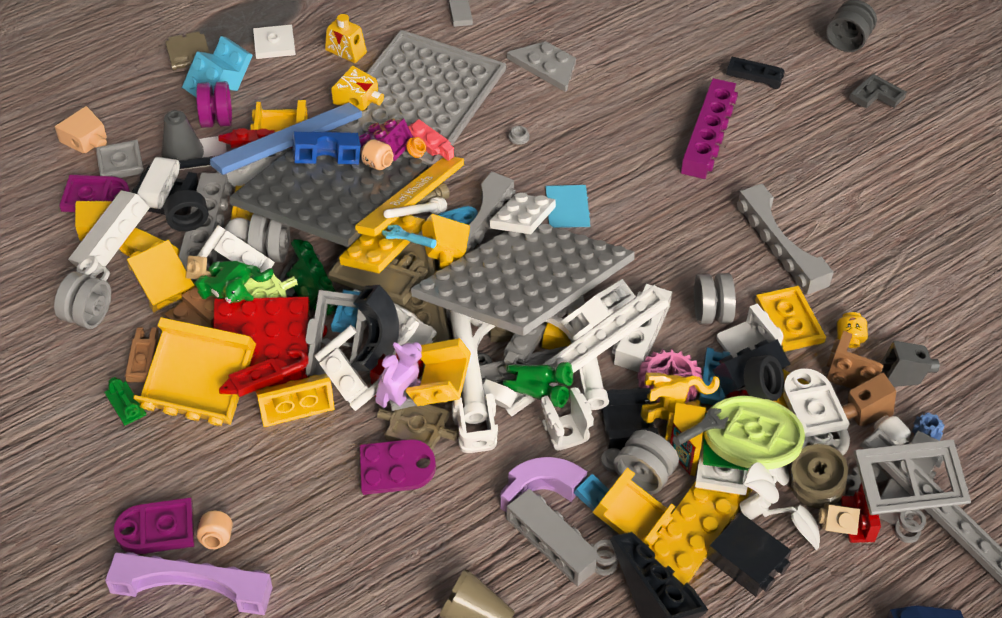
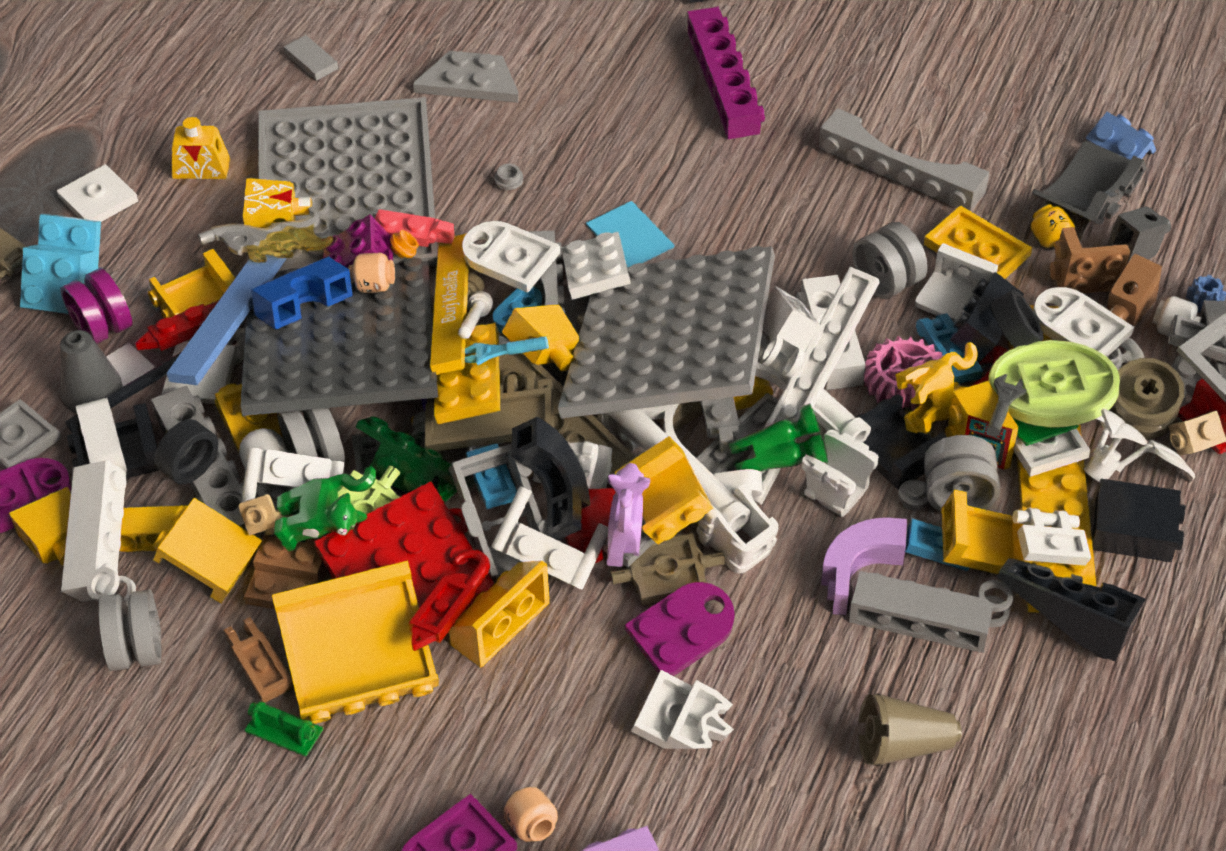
camera: 30 degrees left, 0 degrees up
(338, 110) = (273, 240): none -> piece
(351, 519) = (682, 714): none -> white plate
(471, 183) = (509, 253): none -> white plate
(670, 539) = (1052, 543): none -> white plate
(906, 315) = (1094, 183): none -> dark grey panel
(953, 295) = (1119, 137): none -> medium blue bracket

